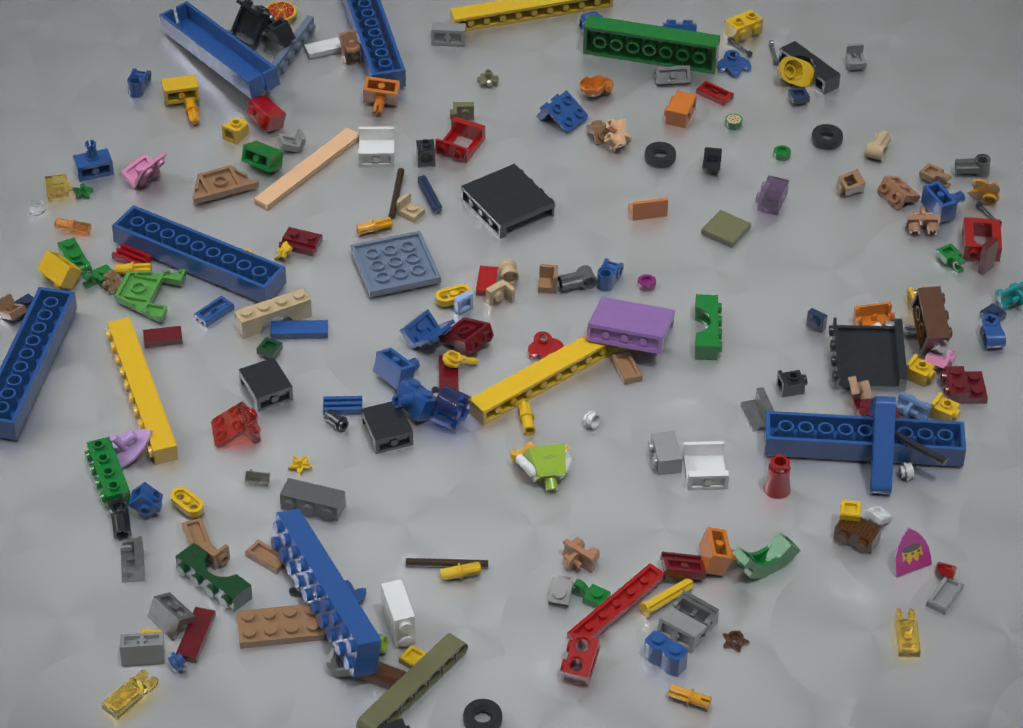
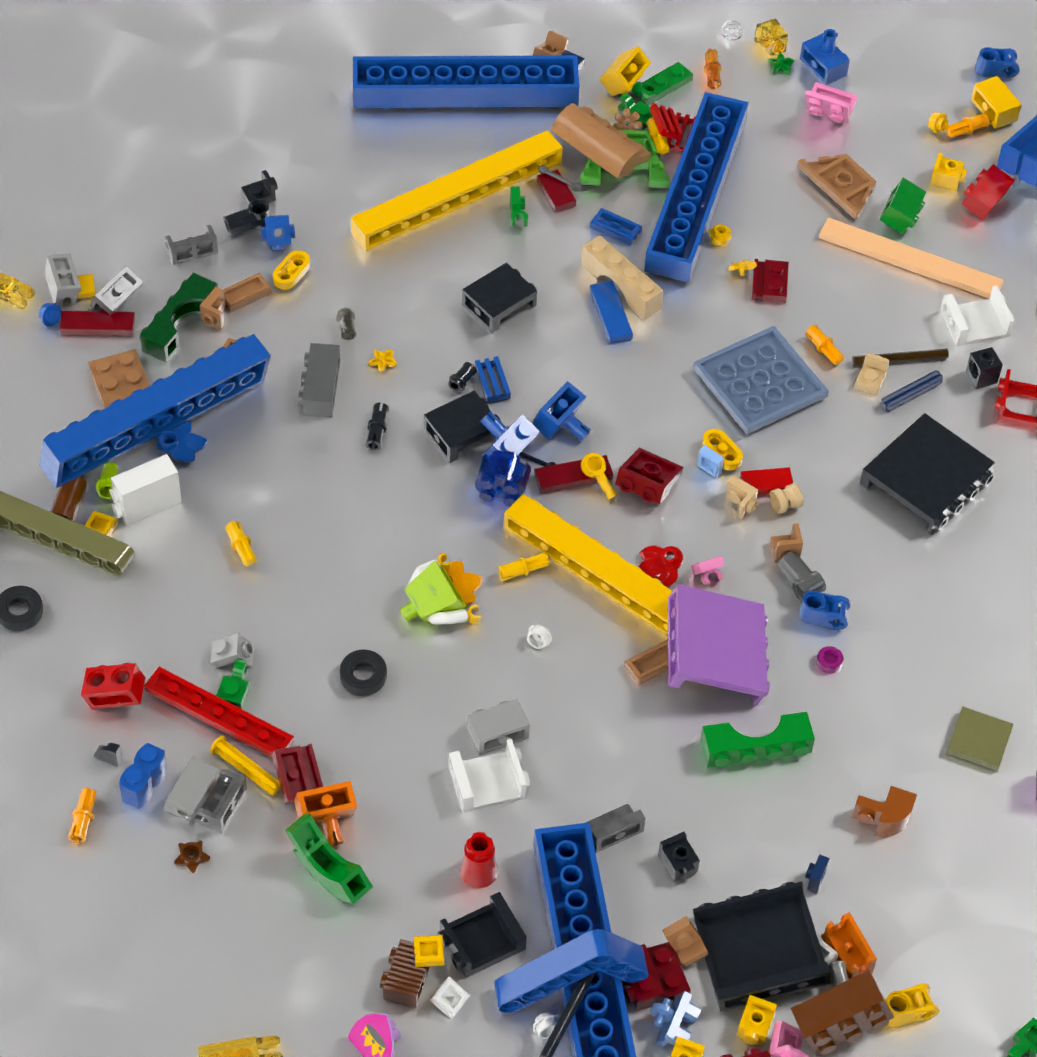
camera: 75 degrees right, 10 degrees up
(89, 509) = (261, 189): none -> black bracket
(107, 471) = (317, 191): green brick -> none
(125, 257) = (665, 121): none -> red tile
(130, 445) = (364, 197): lavender shield -> none
(133, 294) = (599, 140): none -> medium nougat brick
(166, 322) = (576, 186): none -> dark grey hinge
(172, 358) = (517, 205): none -> green plate
(184, 123) = (938, 122): none -> yellow plate
(234, 423) = (424, 288): clear red bracket -> none
(269, 348) = (564, 289): dark green plate -> none
(291, 143) = (947, 229): light grey bracket -> none
(368, 476) = (377, 426): none -> black pin
(424, 330) = (641, 428): blue bracket -> none
(428, 562) = (256, 531): dark brown bar -> none
(557, 322) = (707, 567): none -> bright pink tile
(578, 556) = (289, 656): nougat hips -> none
(598, 530) = (358, 686): none -> black tyre
(639, 675) = (109, 754): none -> black tile
(648, 209) = (980, 637): orange panel -> none
(776, 277) = (888, 816): none -> dark orange brick
(830, 486) = (483, 937): none -> black panel

